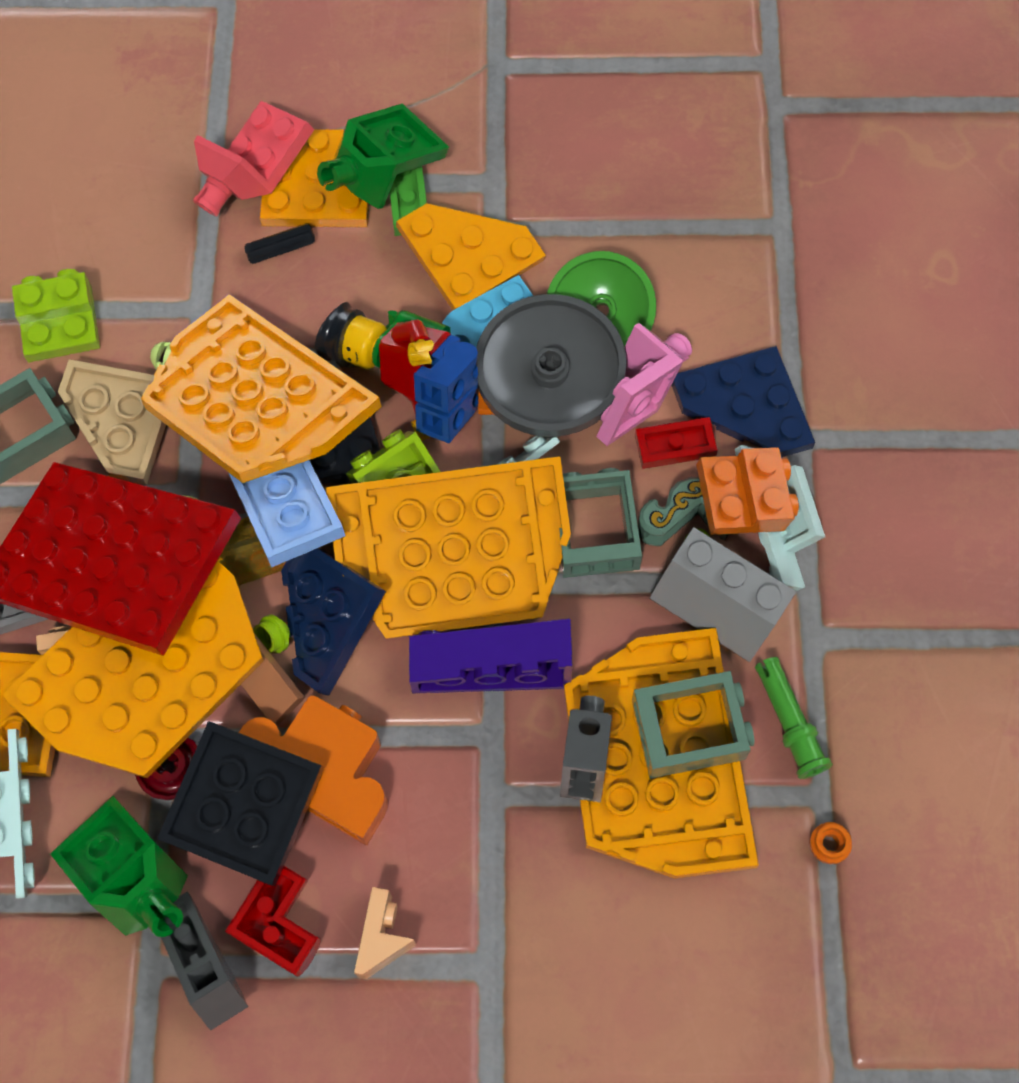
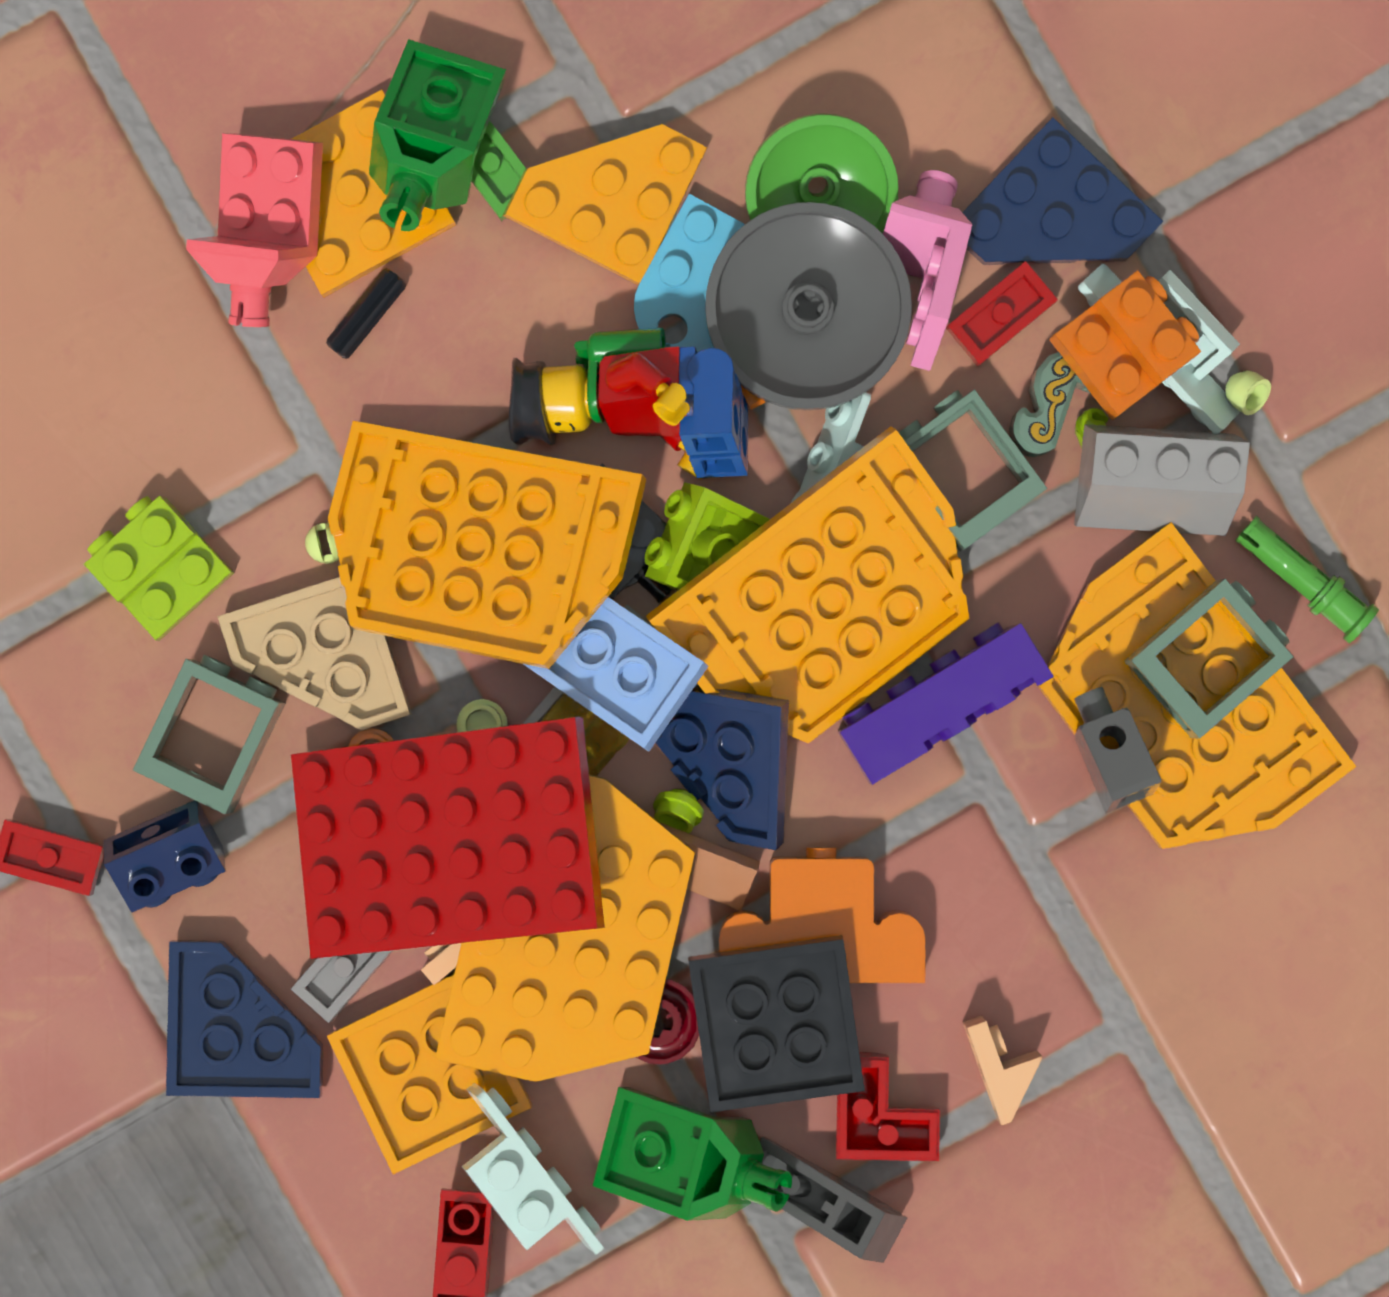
camera: 30 degrees left, 20 degrees up
(815, 575) = (1247, 391): none -> yellowish green hinge

